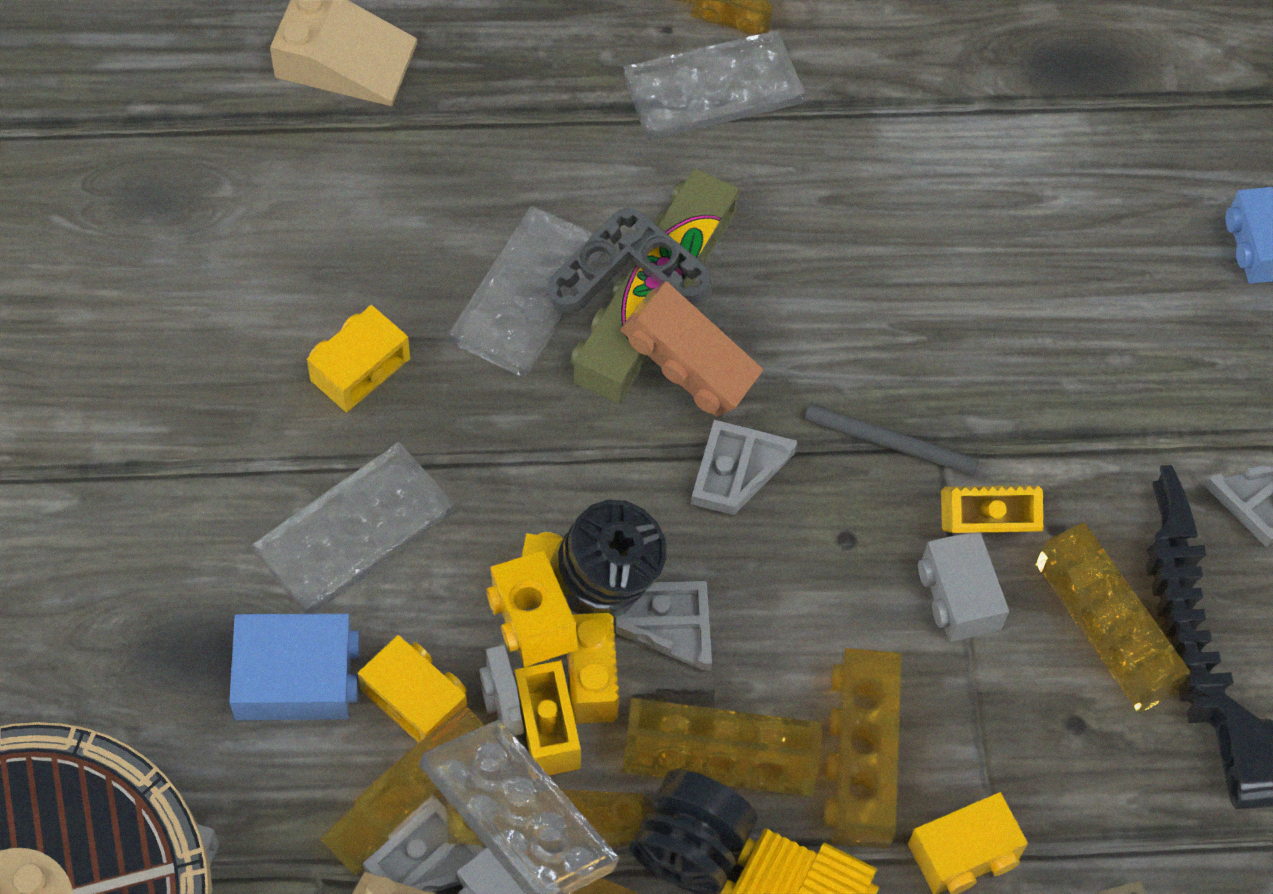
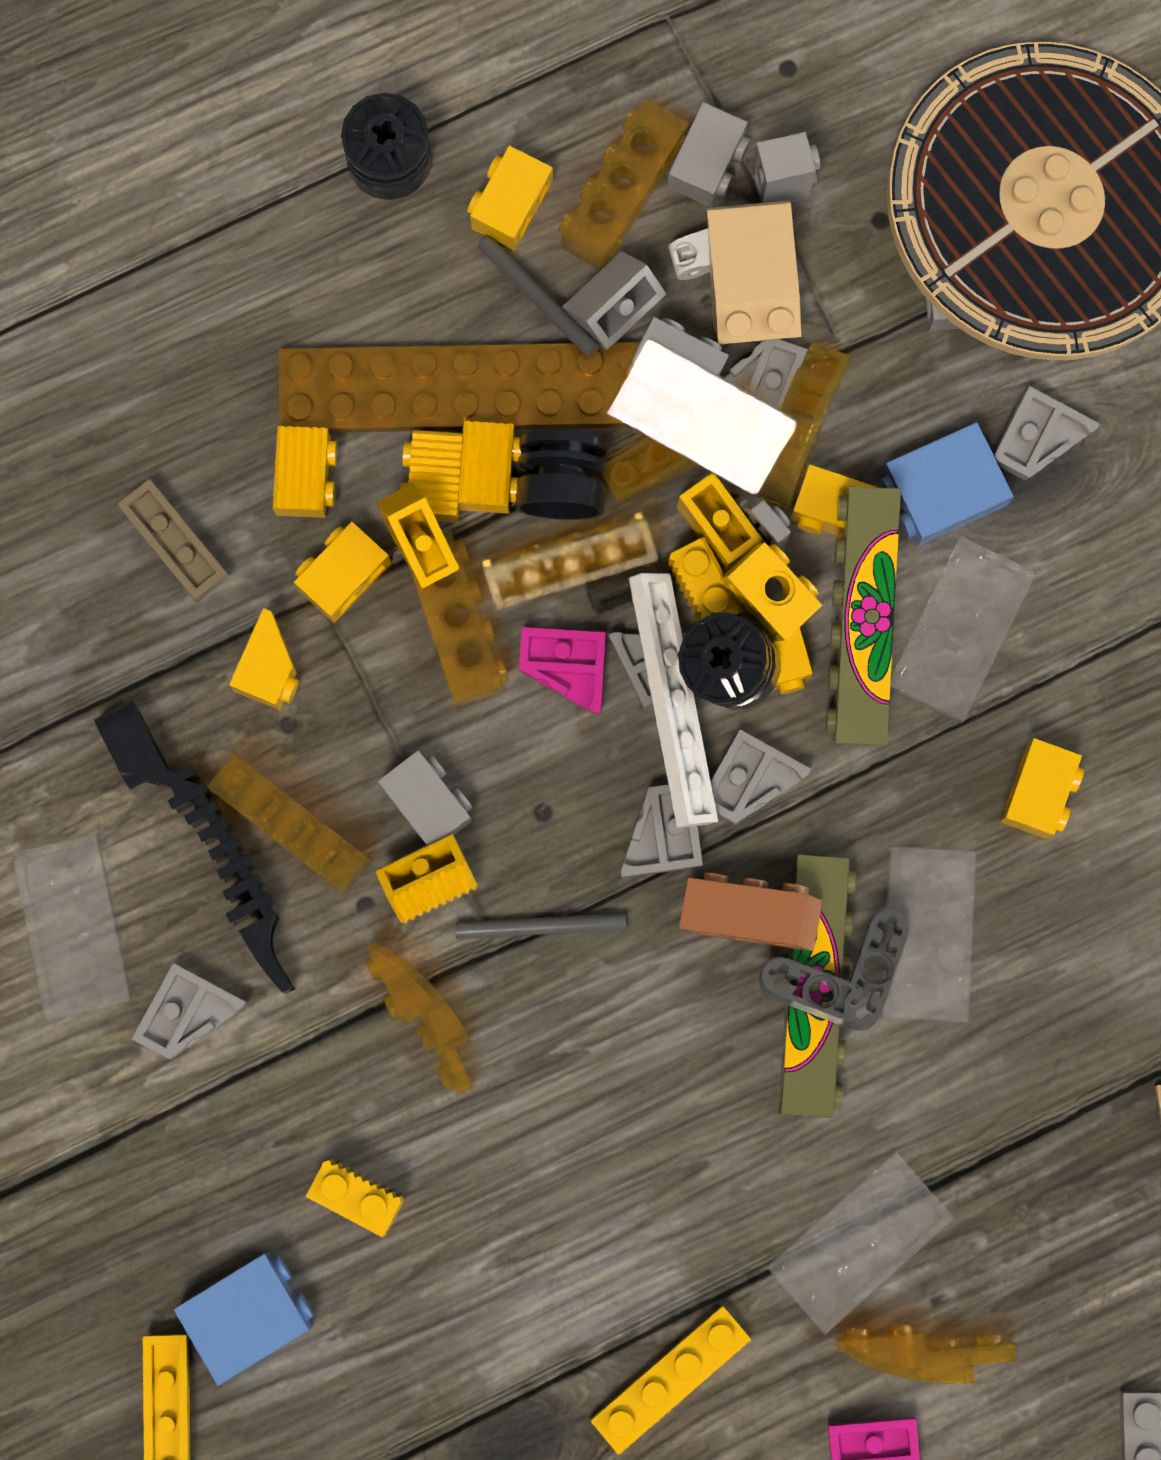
camera: 160 degrees right, 20 degrees up
(170, 679) = (1039, 433): none -> light grey wing
(443, 566) = (865, 615): none -> brick
(634, 476) = (752, 777): none -> light grey wing
(671, 594) = (673, 701): none -> white plate
(765, 660) = (566, 663): none -> dark pink wing
(879, 825) = (417, 535): none -> yellow slope
(923, 57) = (670, 1380): none -> yellow plate
(1033, 410) = (416, 998): none -> clear yellow slope
(1083, 780) = (266, 666): none -> yellow slope
(1156, 281) = (355, 1197): none -> yellow brick

